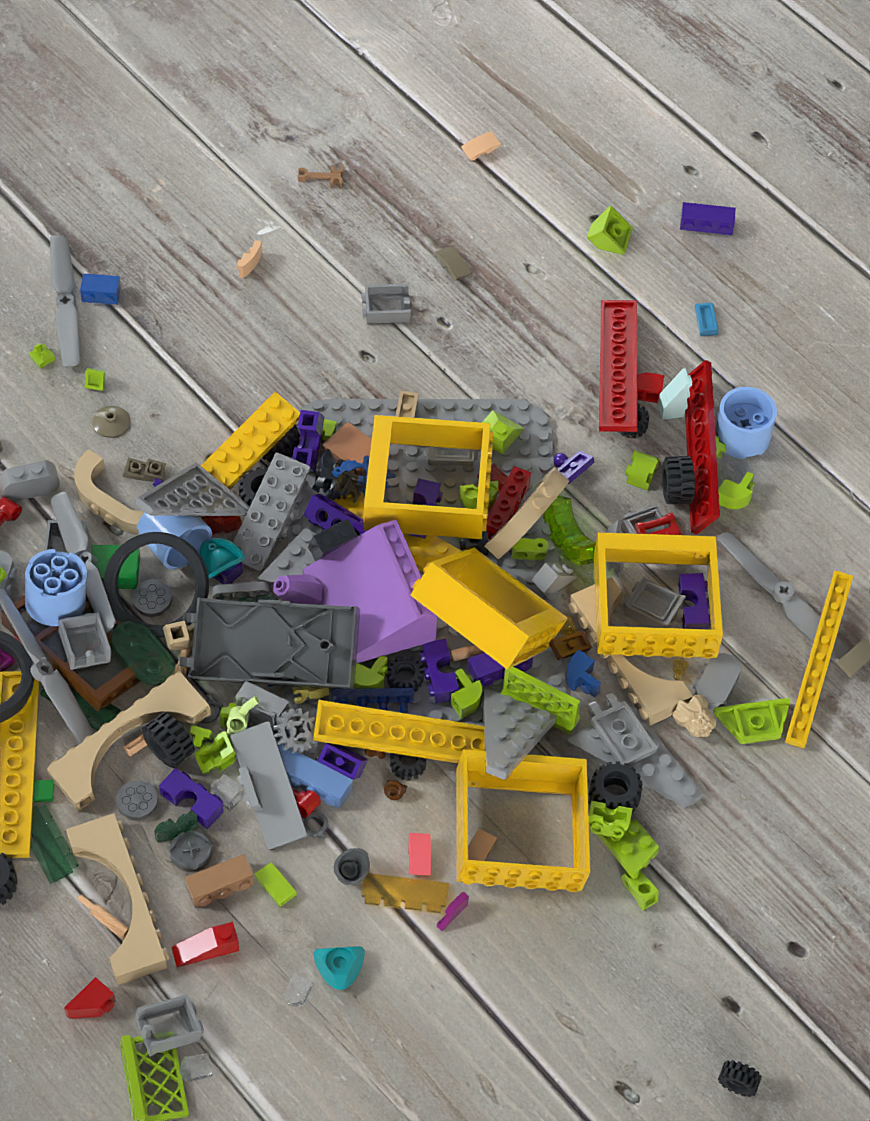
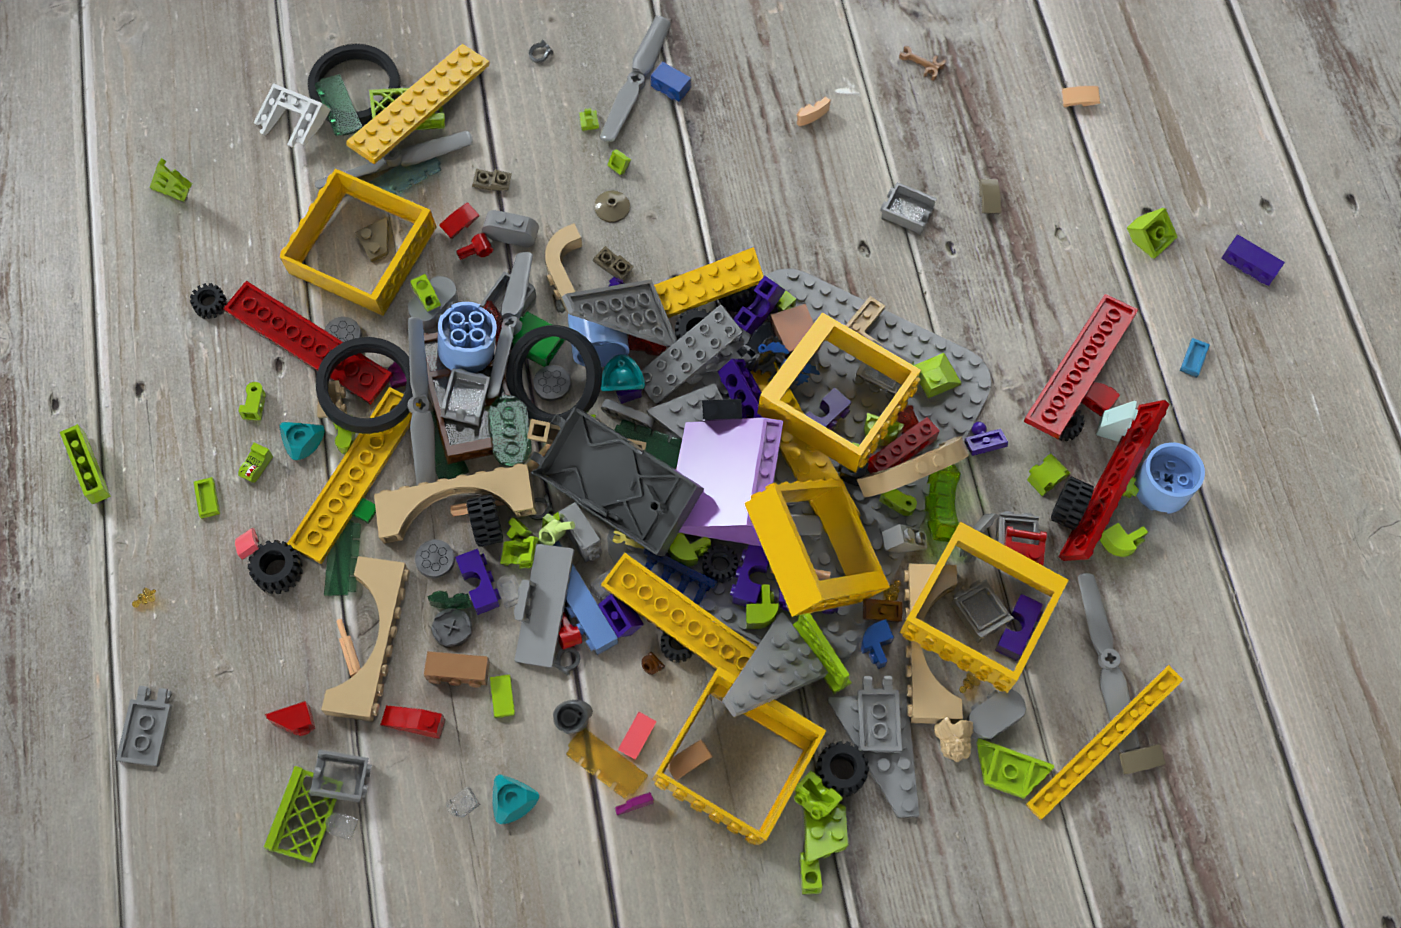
camera: 30 degrees right, 10 degrees up
(287, 730) = (585, 574): light grey gear -> none
(299, 589) = (667, 442): medium lavender cone -> none

